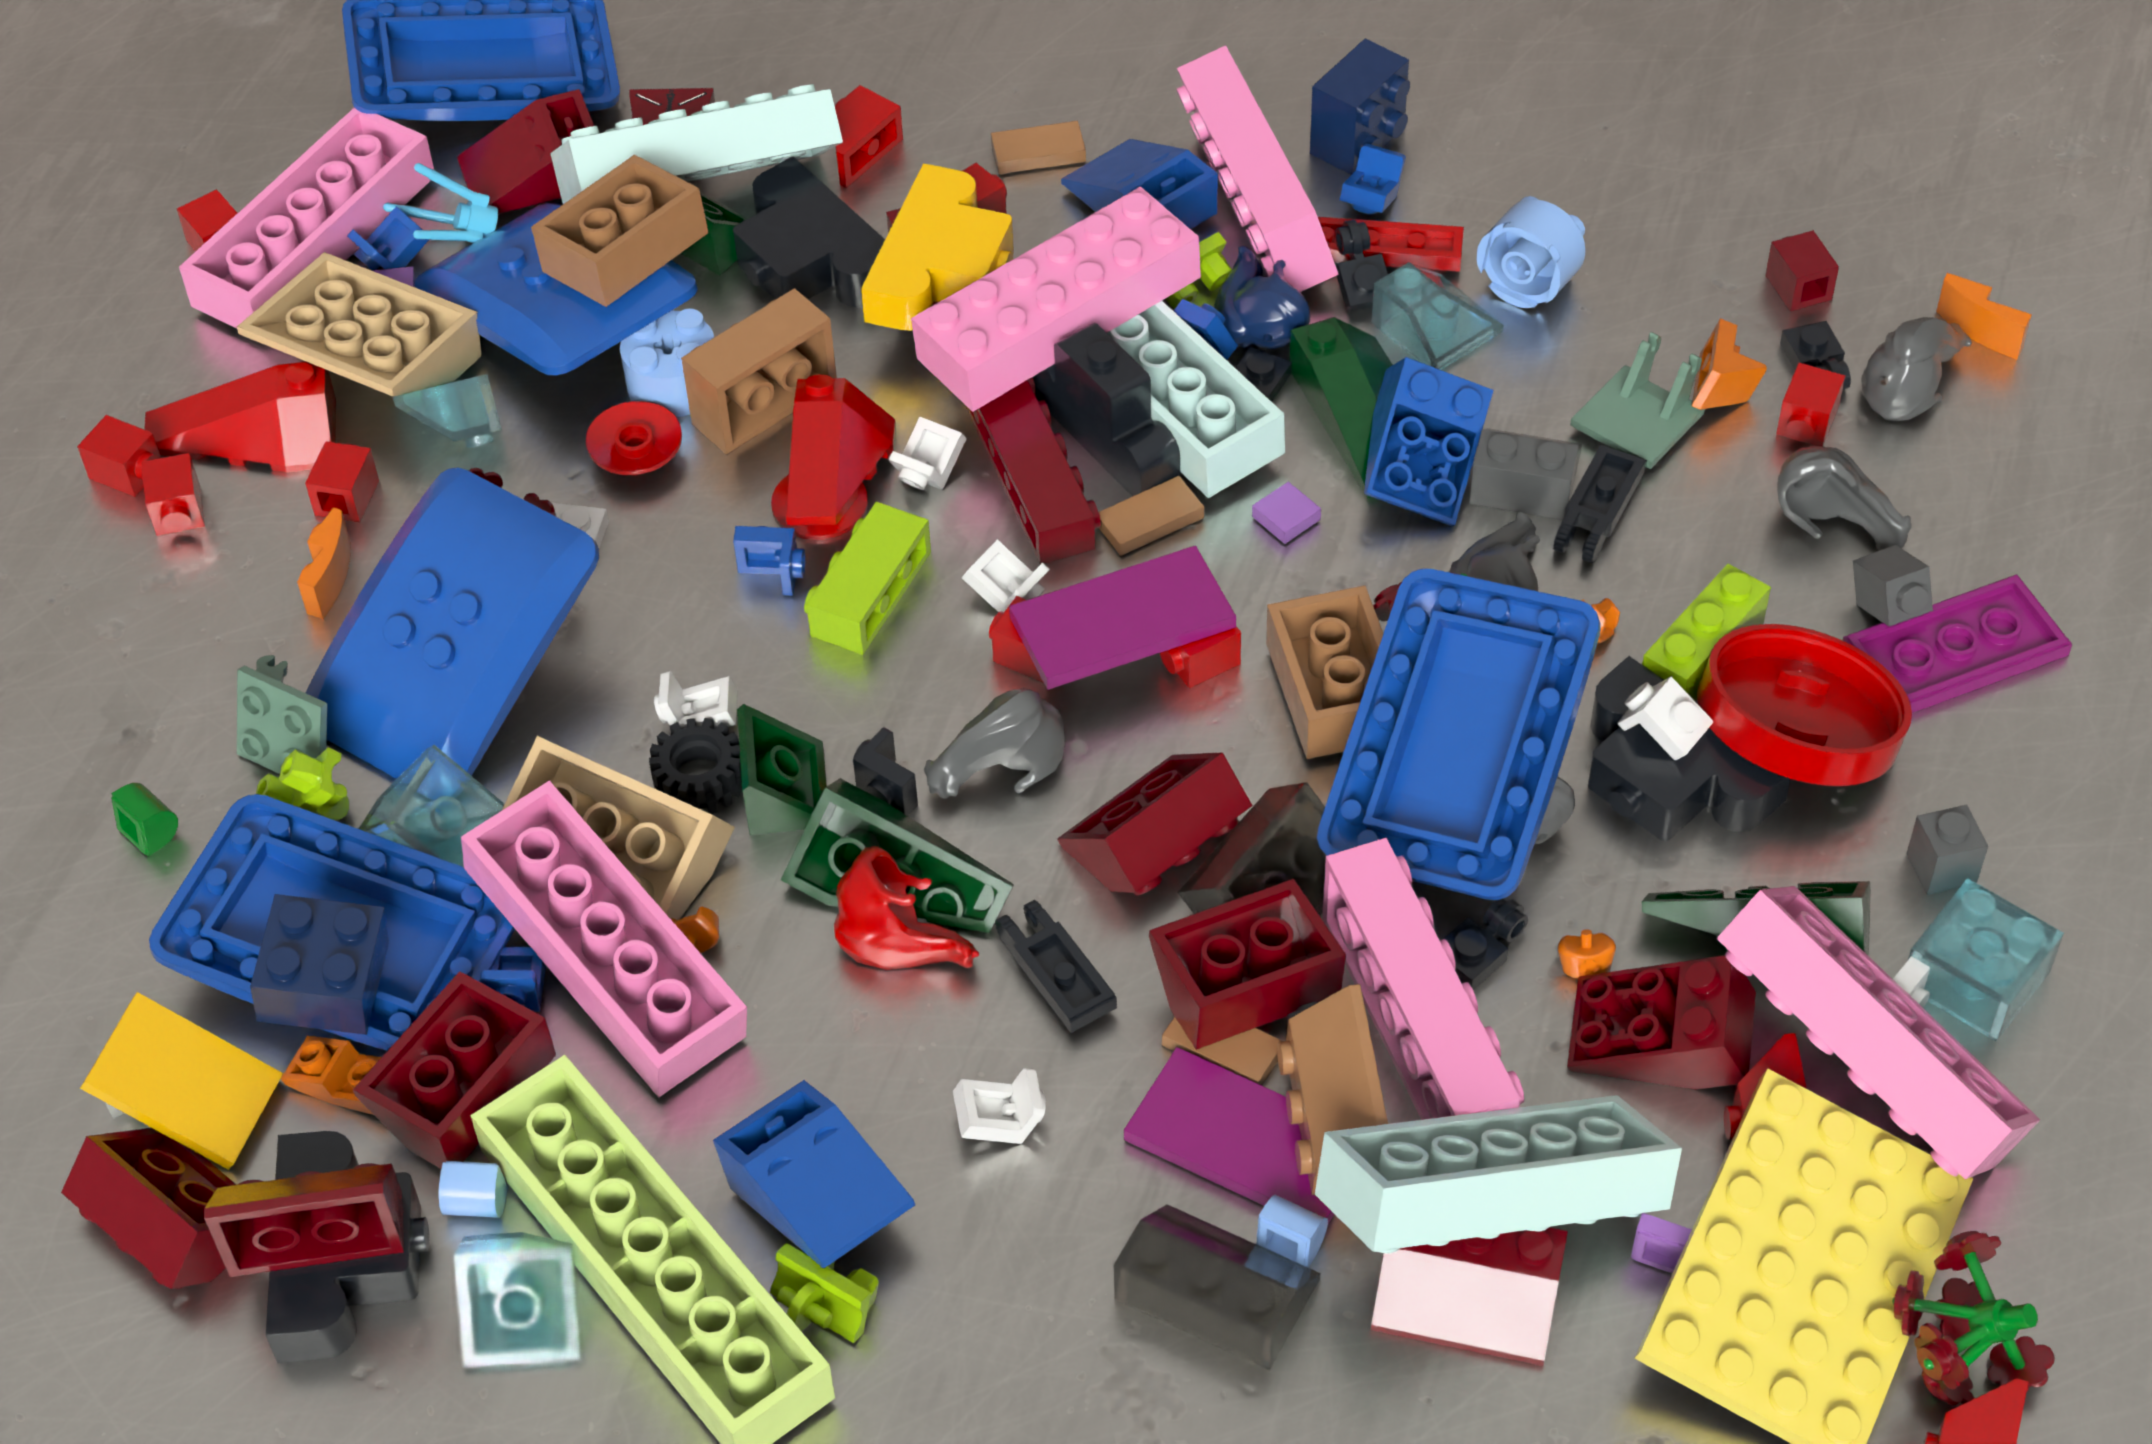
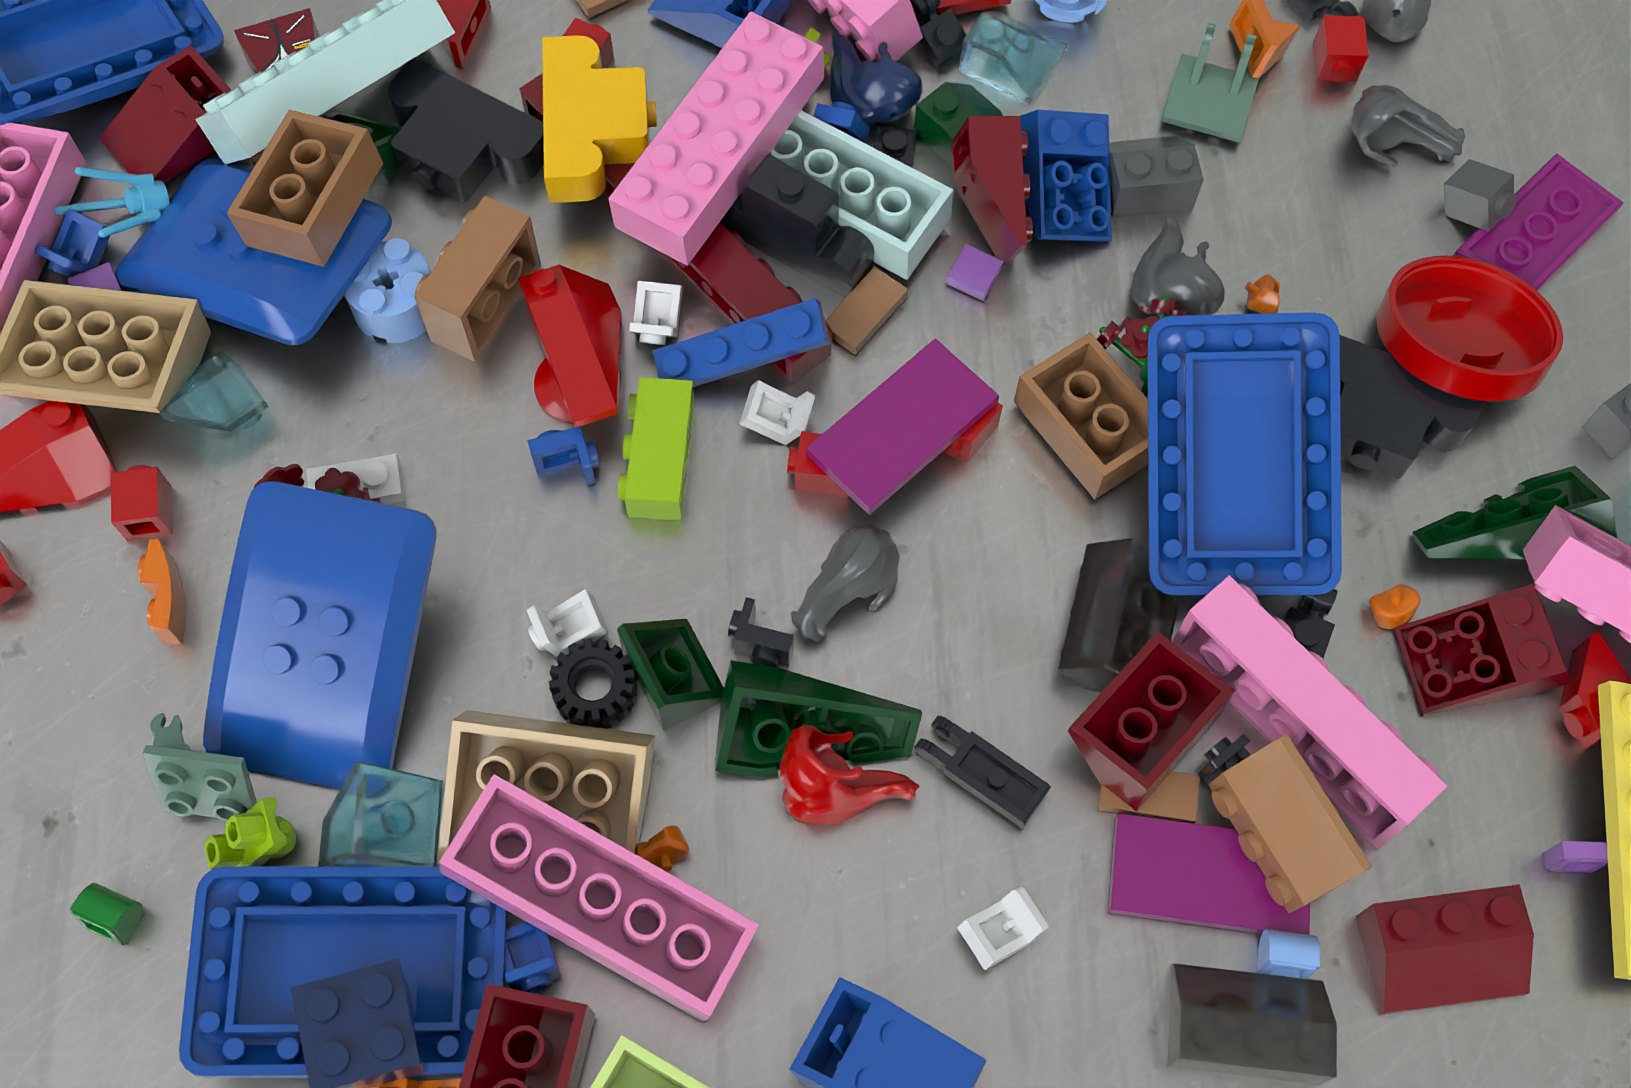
camera: 25 degrees left, 15 degrees up
(633, 438) = (386, 361): red dish -> none
(1000, 502) = (745, 344): none -> blue plate
(1158, 822) = (1005, 604): dark red slope -> none
(1331, 413) = (992, 180): none -> dark red slope
(1496, 1172) = (1456, 866): light aqua brick -> none
(1600, 499) = (1221, 186): black hinge -> none
(1667, 716) = (1381, 376): white bracket -> none
(1723, 606) = (1363, 280): lime brick -> none

